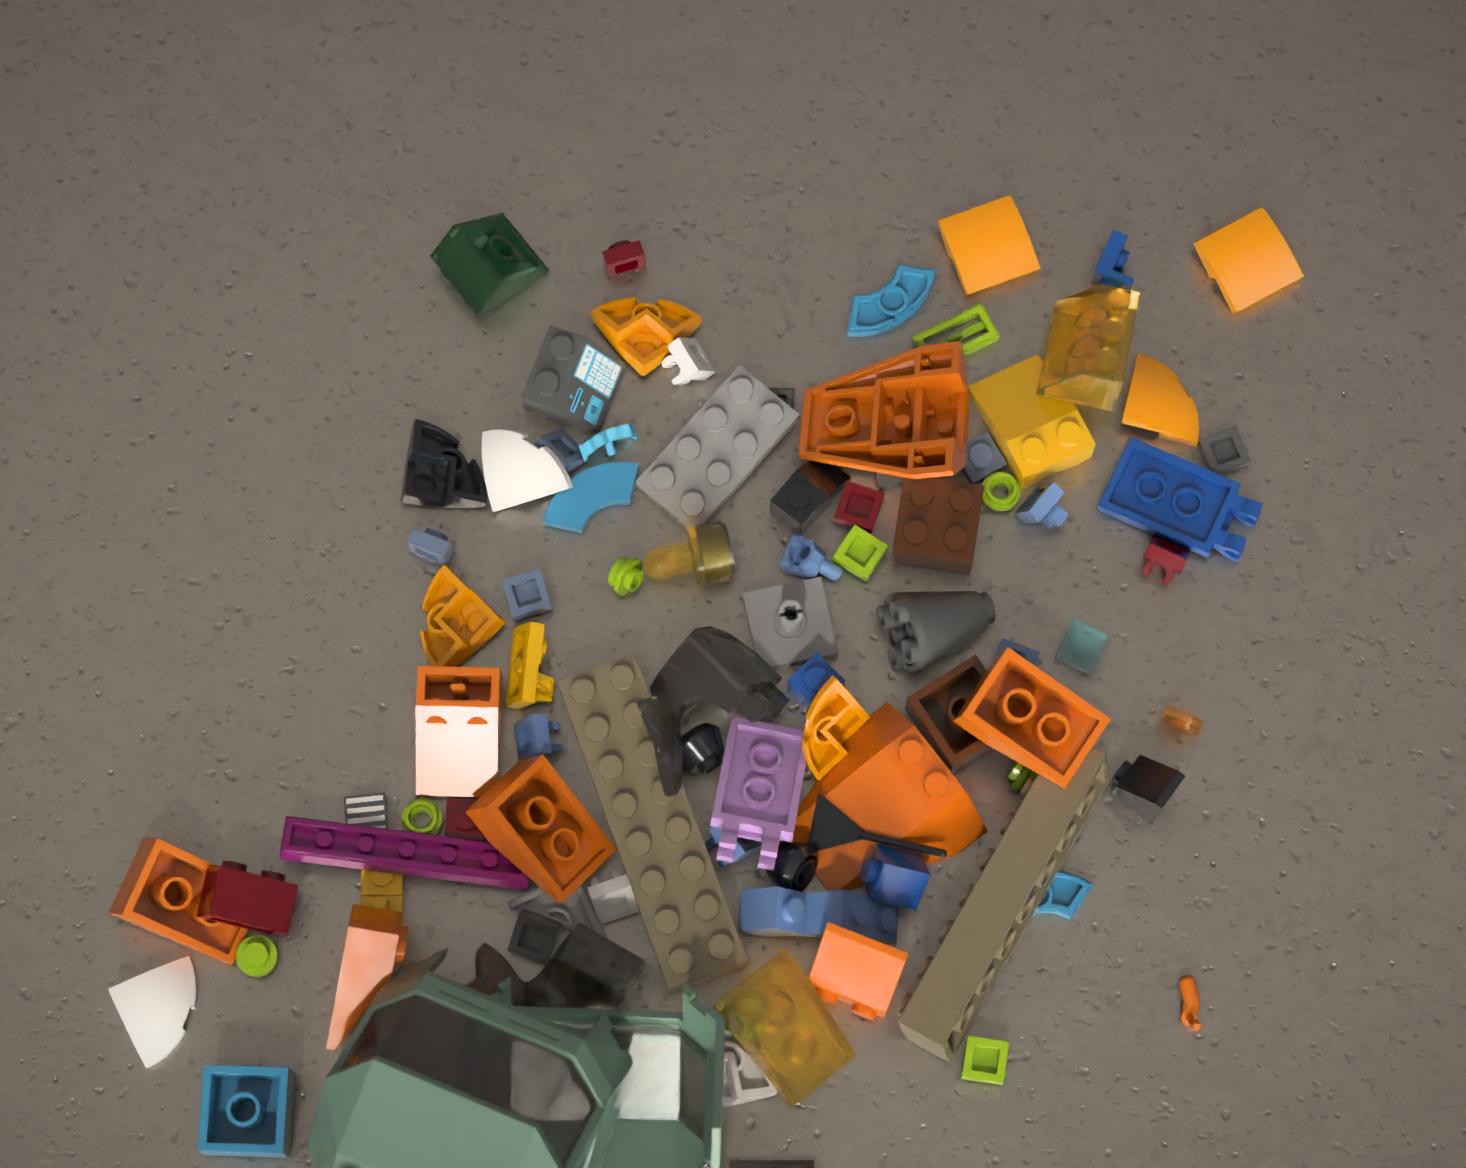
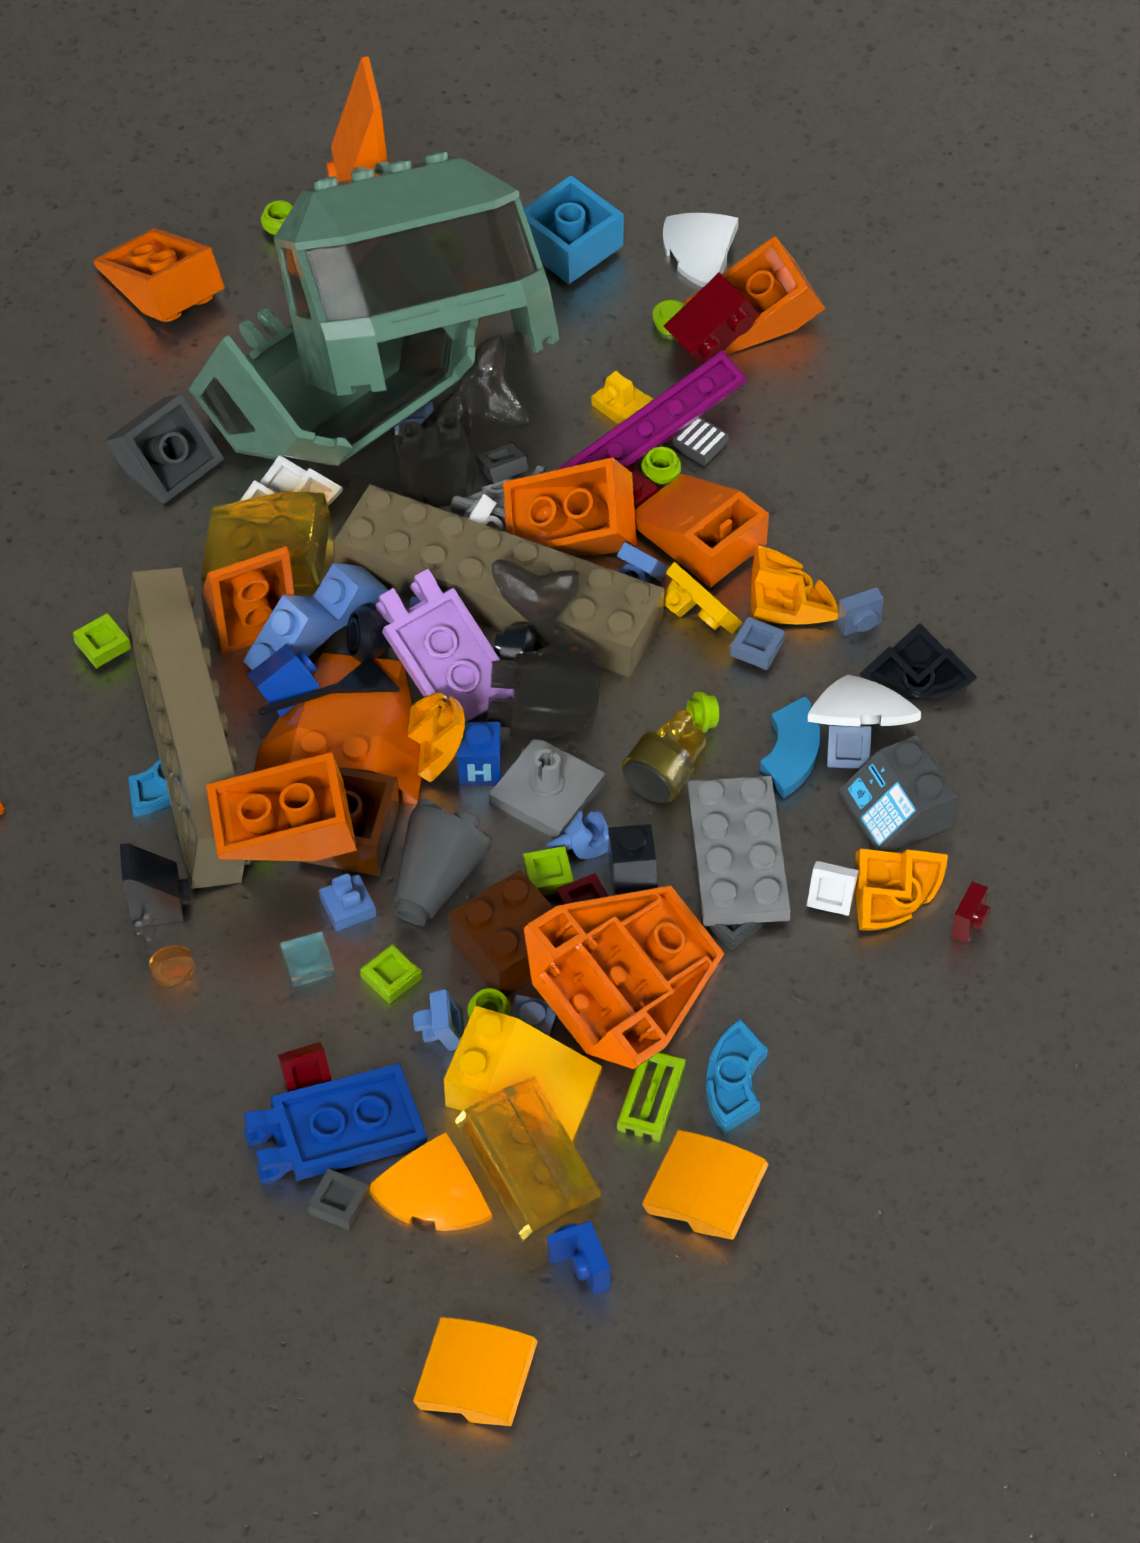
camera: 135 degrees right, 20 degrees down
(368, 960) = (591, 331): slope -> none
(488, 262) = (1064, 824): clear green slope -> none
(606, 437) = (827, 786): medium azure piece -> none
(1036, 583) = (391, 973): none -> lime tile

